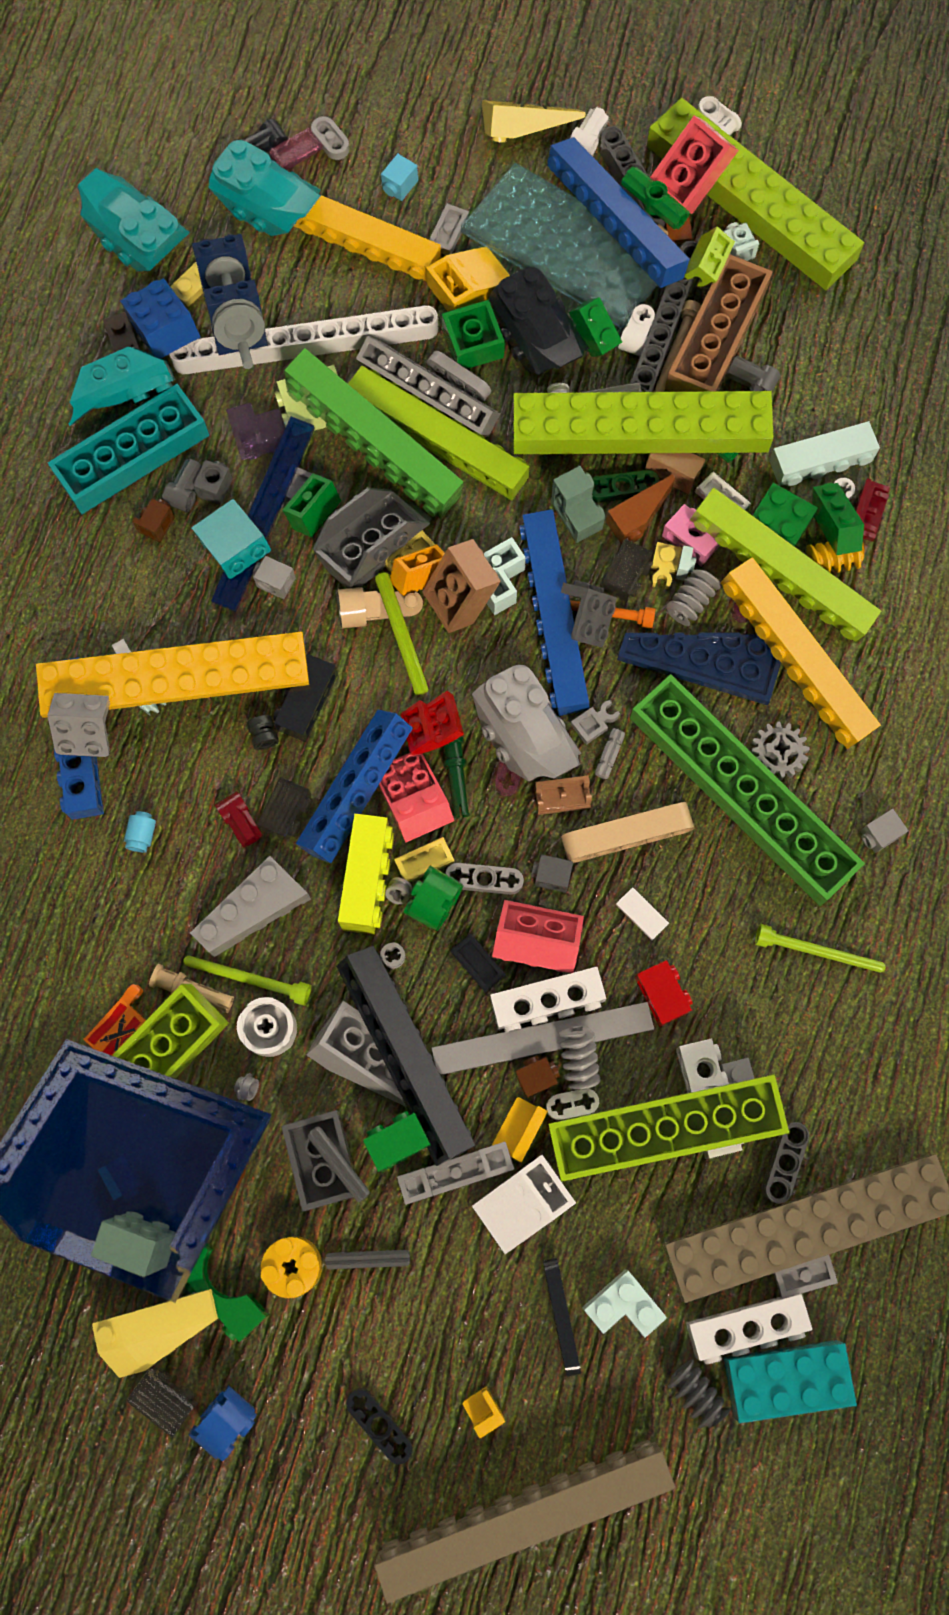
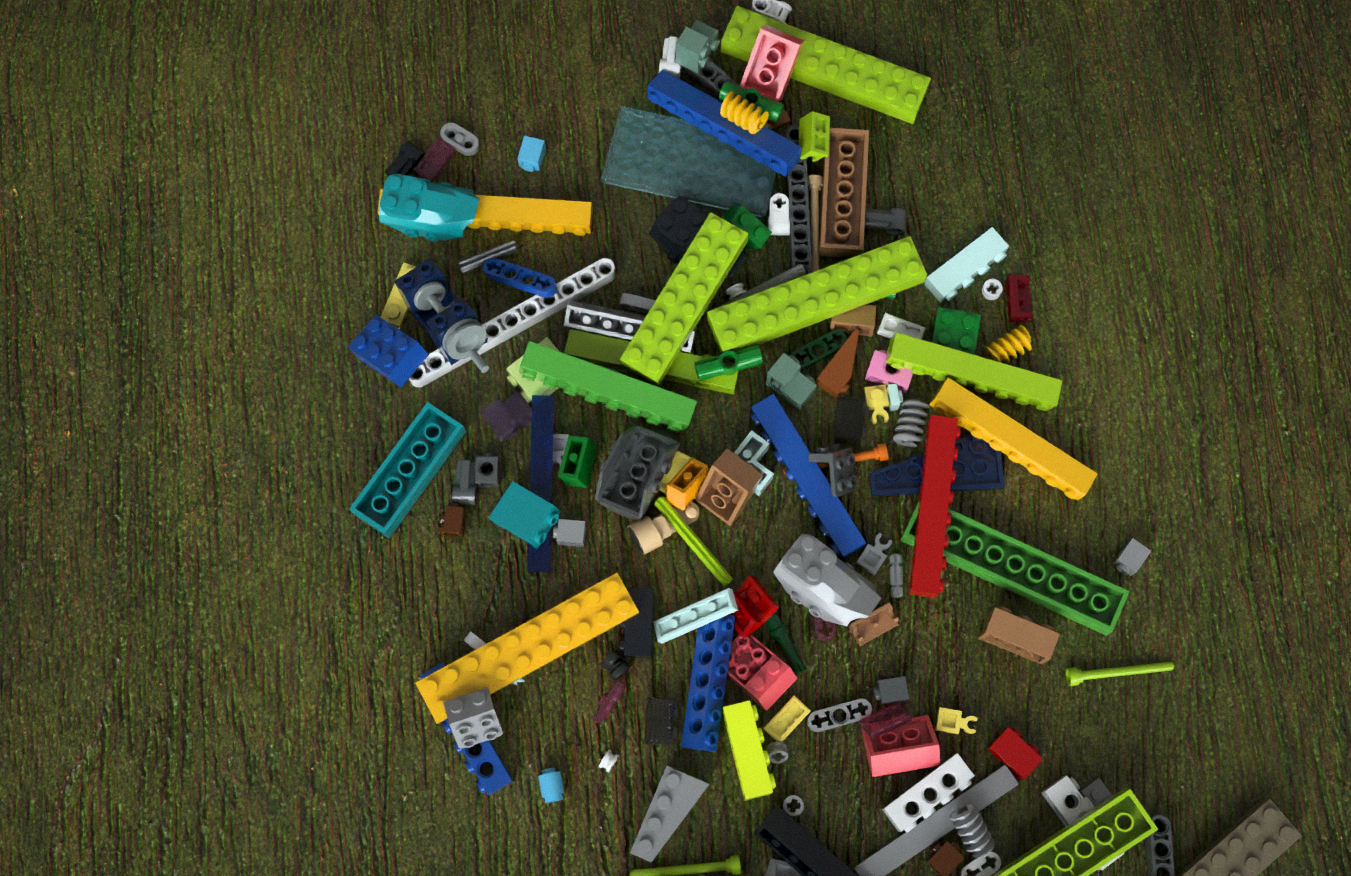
camera: 20 degrees left, 0 degrees up
(118, 379) = (375, 414): teal slope -> none
(120, 332) = (359, 375): dark brown plate -> none
(128, 221) = (326, 275): teal slope -> none
(212, 830) = (608, 761): none -> white bush
(237, 815) = (621, 740): dark red piece -> none
(238, 768) = (608, 702): none -> clear pink plate
(308, 265) = (480, 258): none -> dark grey axle
(334, 293) = (521, 275): none -> blue beam
(369, 709) = (695, 615): none -> light aqua tile
(433, 898) = (809, 749): green brick -> none
(449, 228) = (590, 183): light grey plate -> none
(465, 277) = (624, 222): yellow slope -> none
(473, 335) = (647, 268): green brick -> none
(477, 963) = (861, 785): black tile -> none
(494, 370) = (684, 299): none -> lime brick
(511, 121) = (604, 72): light yellow wedge -> none
(531, 457) = (742, 360): none -> green piece
(532, 901) = (885, 720): none -> clear pink plate
(606, 931) = (951, 721): none -> light yellow plate
(618, 119) = (696, 45): none -> sand green brick
(627, 832) = (936, 635): tan beam -> none
(640, 201) = (742, 115): none -> yellow piece
(642, 913) = (972, 695): white piece -> none
(678, 688) = (933, 507): none -> red brick
(719, 865) = (1019, 635): none -> medium nougat brick
(745, 244) = (837, 111): light aqua brick -> none
(787, 742) = (1024, 515): light grey gear -> none
(838, 519) = (1000, 318): green brick -> none

